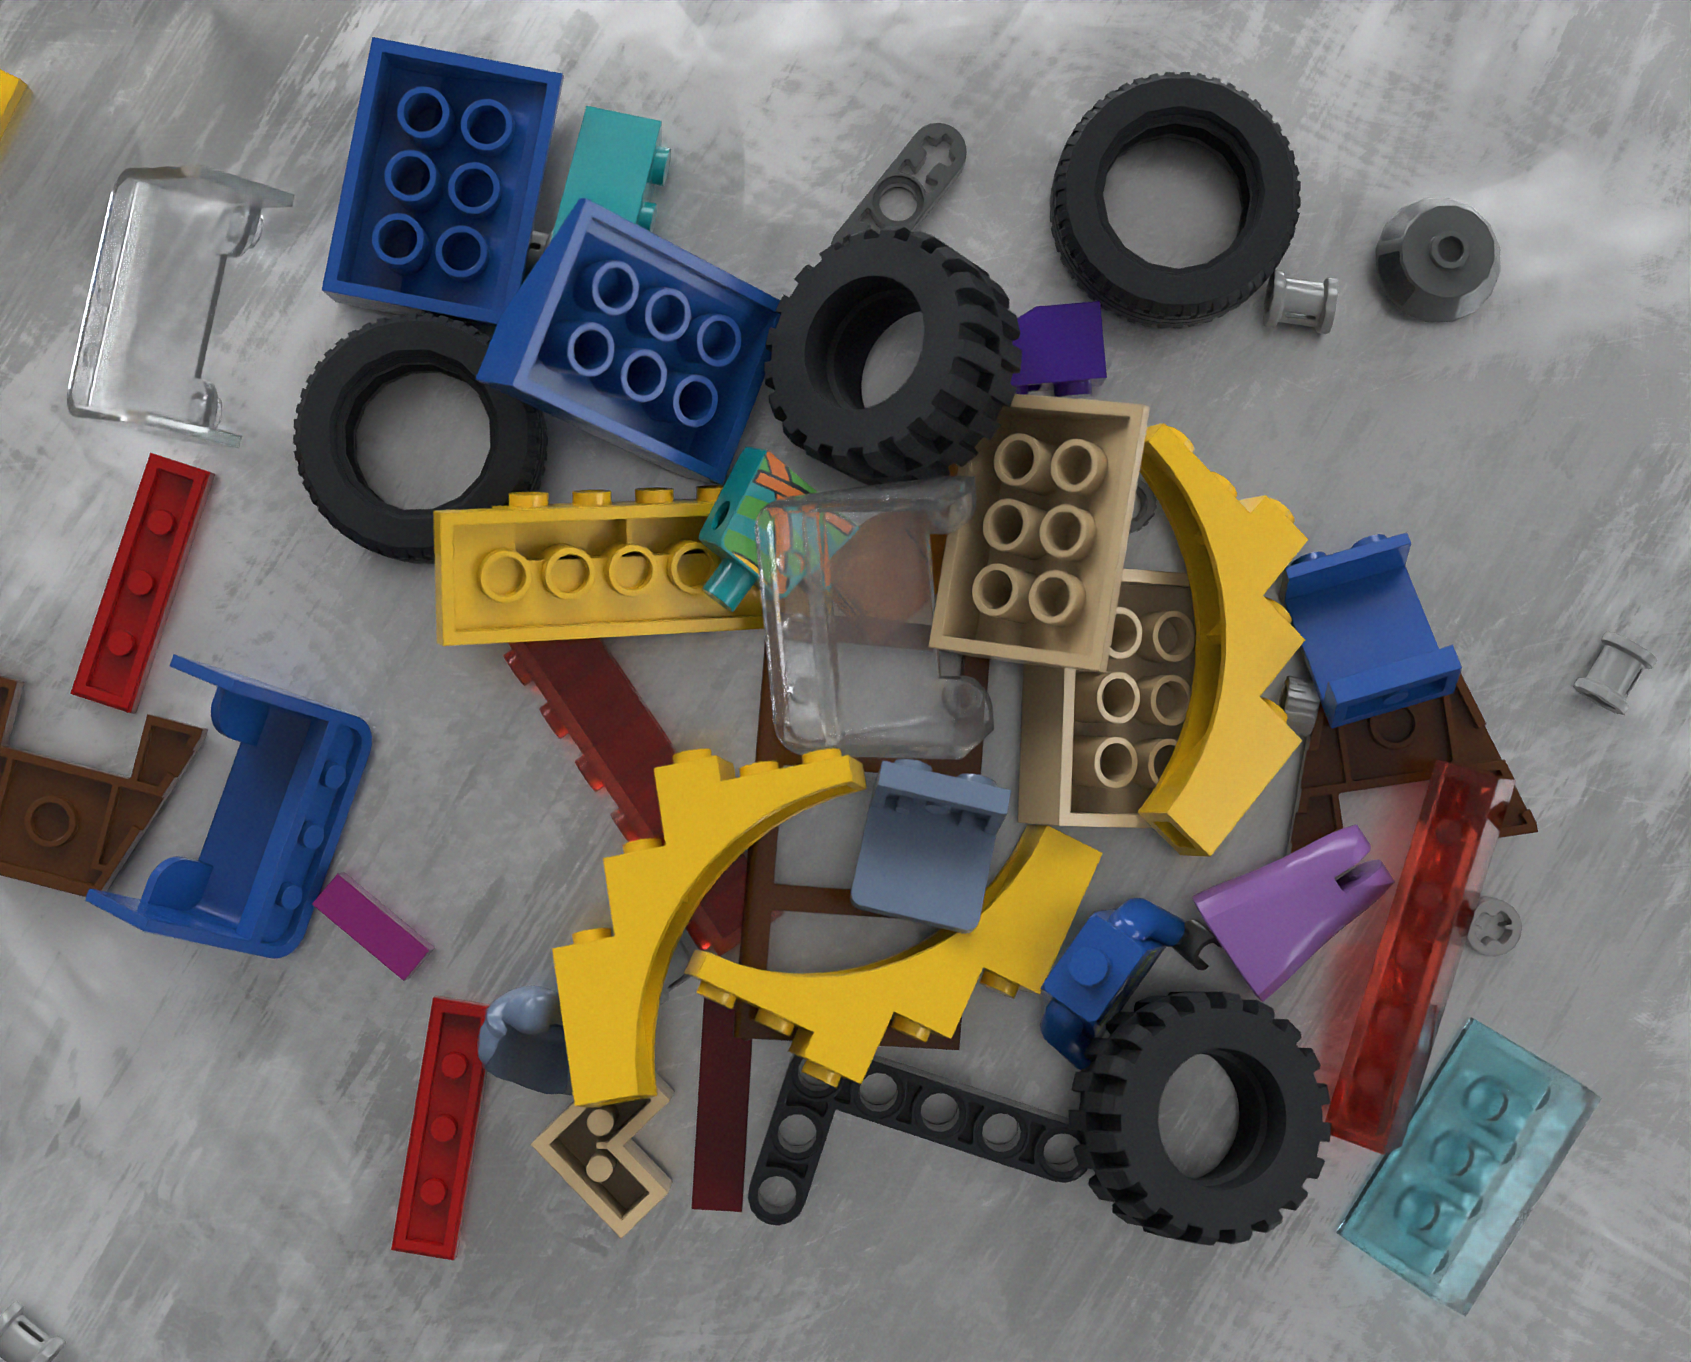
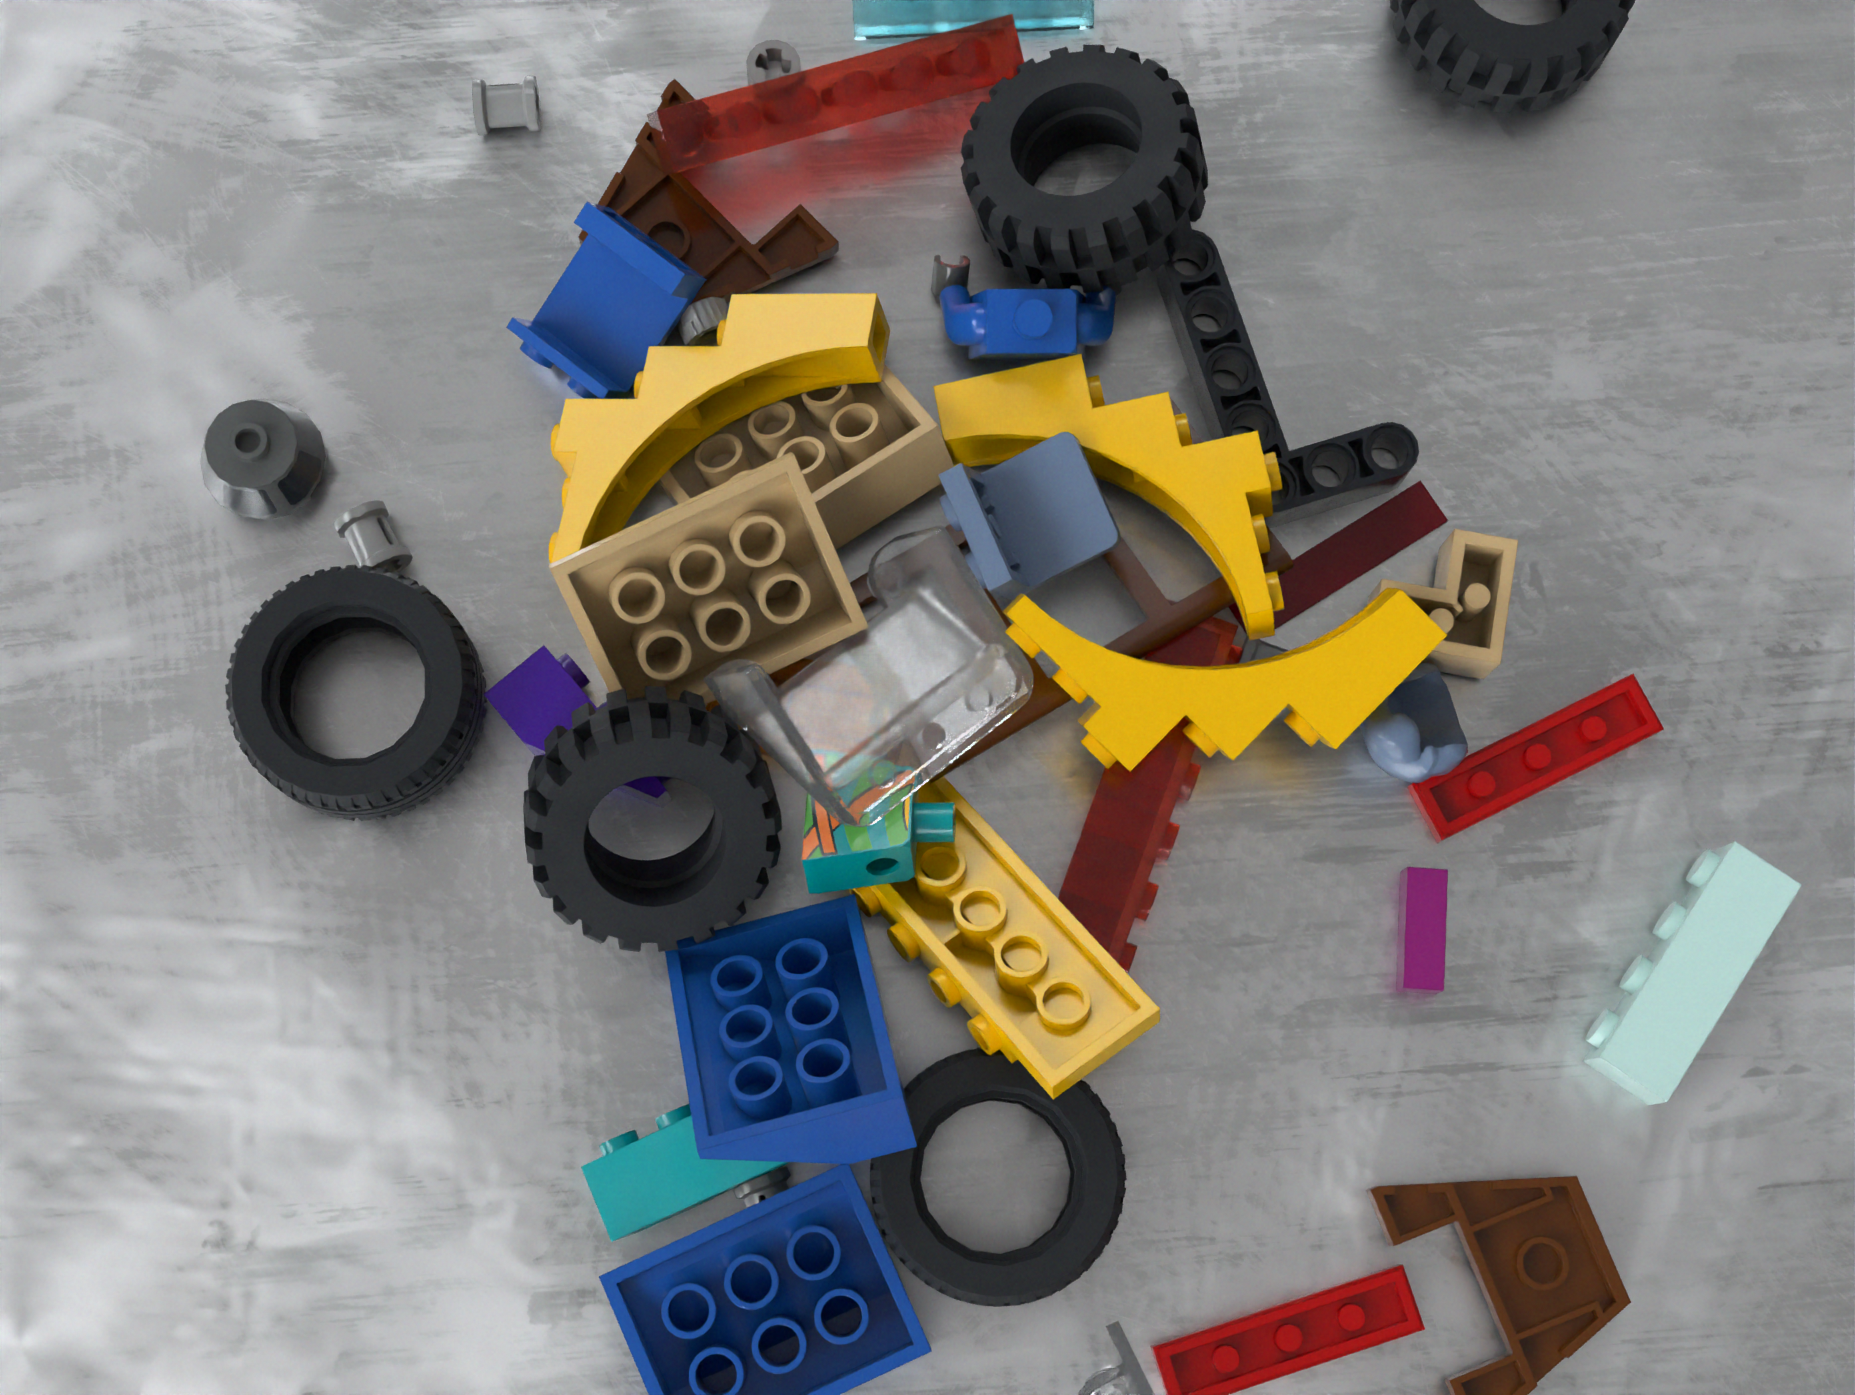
camera: 135 degrees left, 10 degrees down
(185, 1116) = (1690, 972): none -> light aqua brick
(270, 827) = (1412, 1075): blue windscreen -> none
(914, 156) = (464, 939): dark grey beam -> none
(1292, 906) = (870, 216): medium lavender piece -> none

